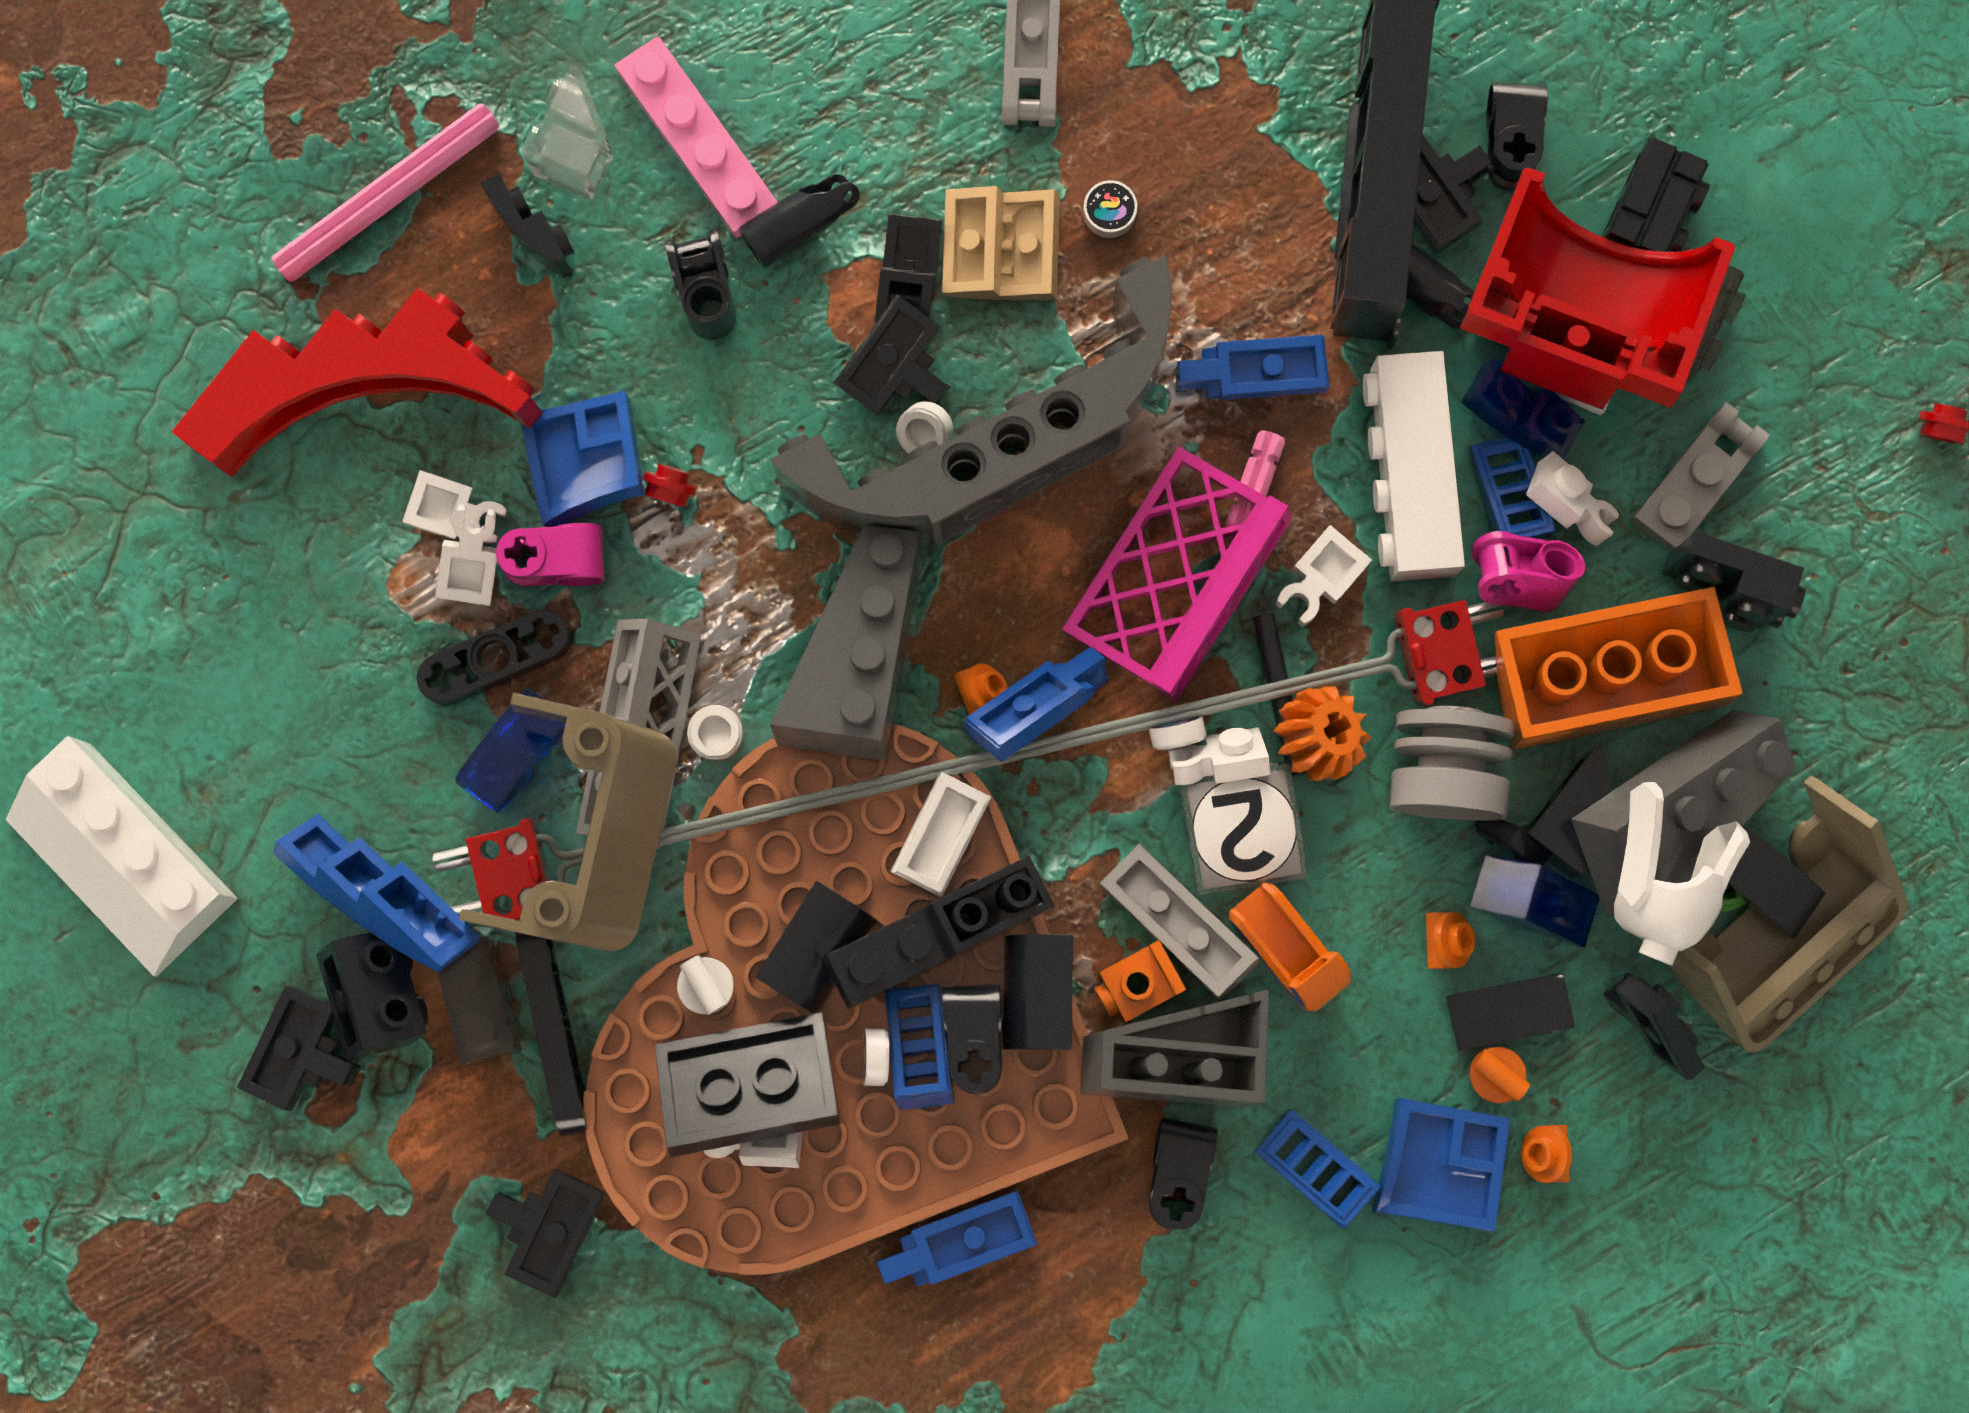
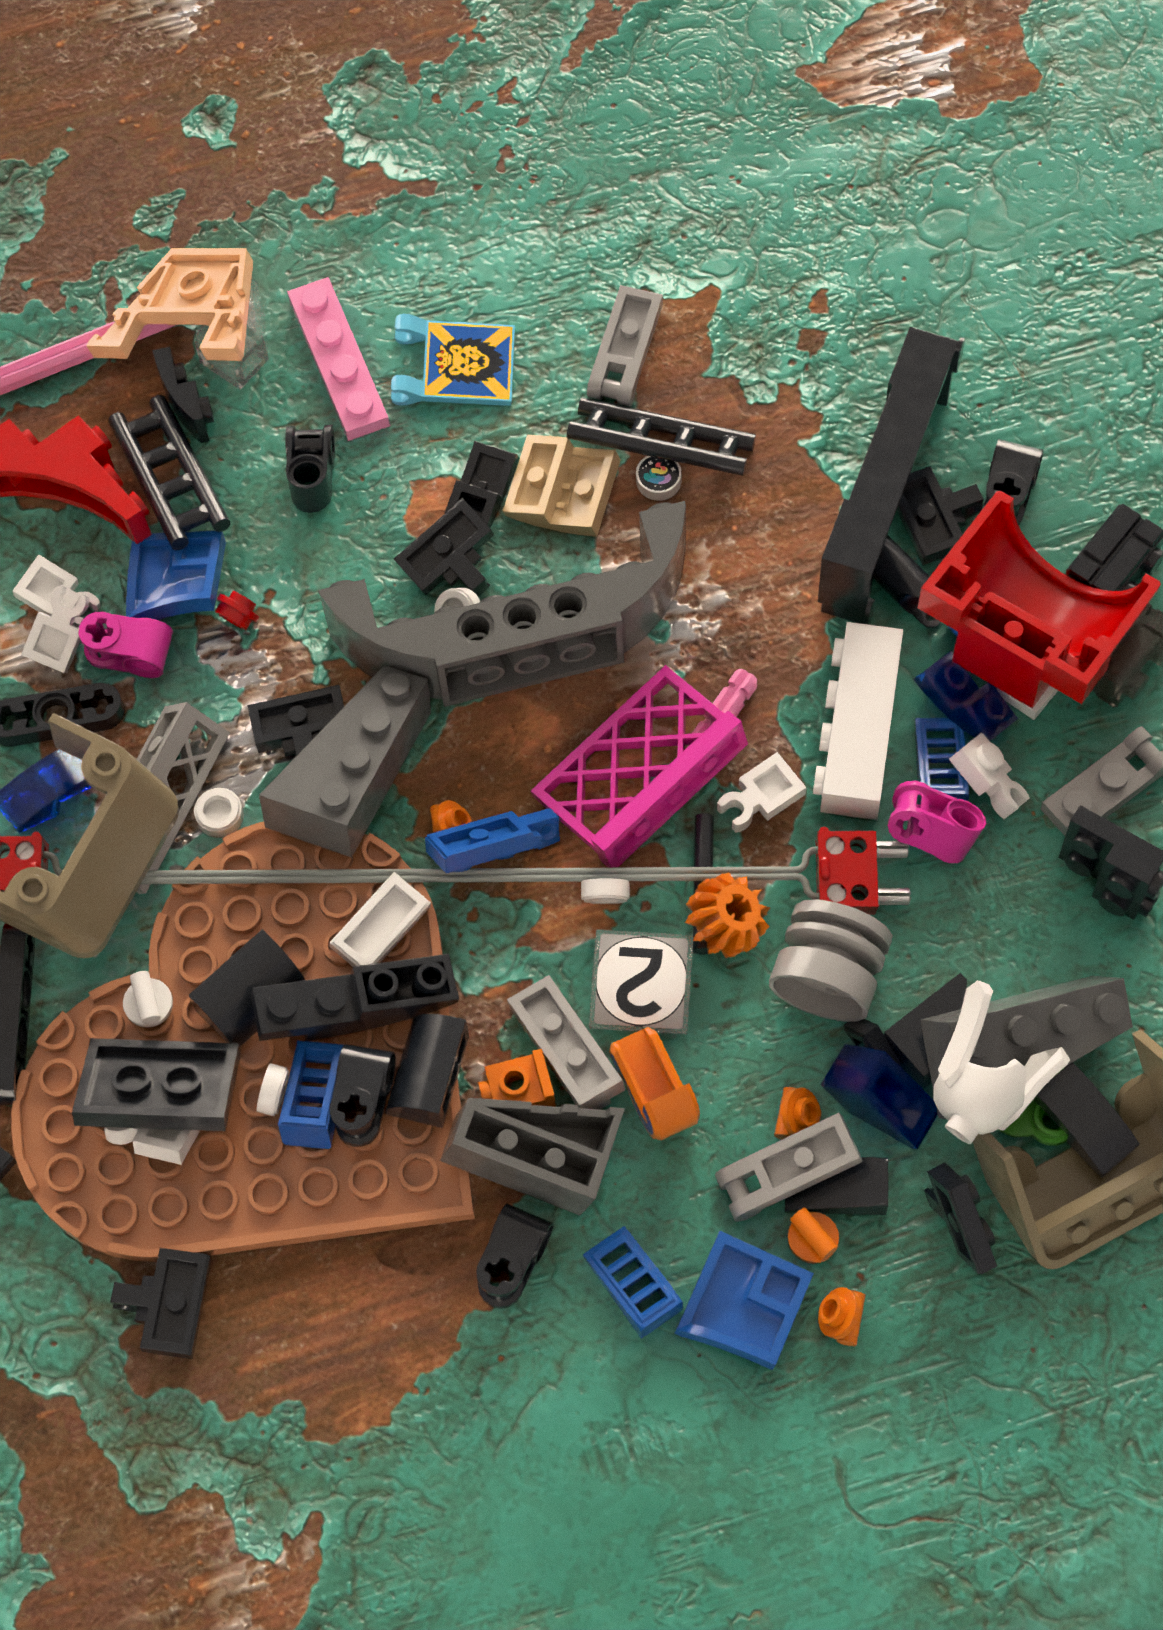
camera: 15 degrees right, 15 degrees down
(507, 94) = (188, 289): none -> light nougat wing
(539, 361) = (160, 494): none -> black bar
(778, 607) = (293, 719): none -> black hinge
(797, 219) = (399, 432): black piece -> none
(822, 1313) = (168, 1302): none -> black hinge
(846, 111) = (460, 362): none -> flag
(961, 1242) = (304, 1270): blue hinge -> none
(1126, 142) = (678, 451): none -> black bar
(1226, 756) = (642, 918): white plate -> none
(1258, 368) = (747, 620): blue hinge -> none
(1459, 1006) = (789, 1166): none -> light grey plate
(1615, 668) = (992, 915): orange slope -> none

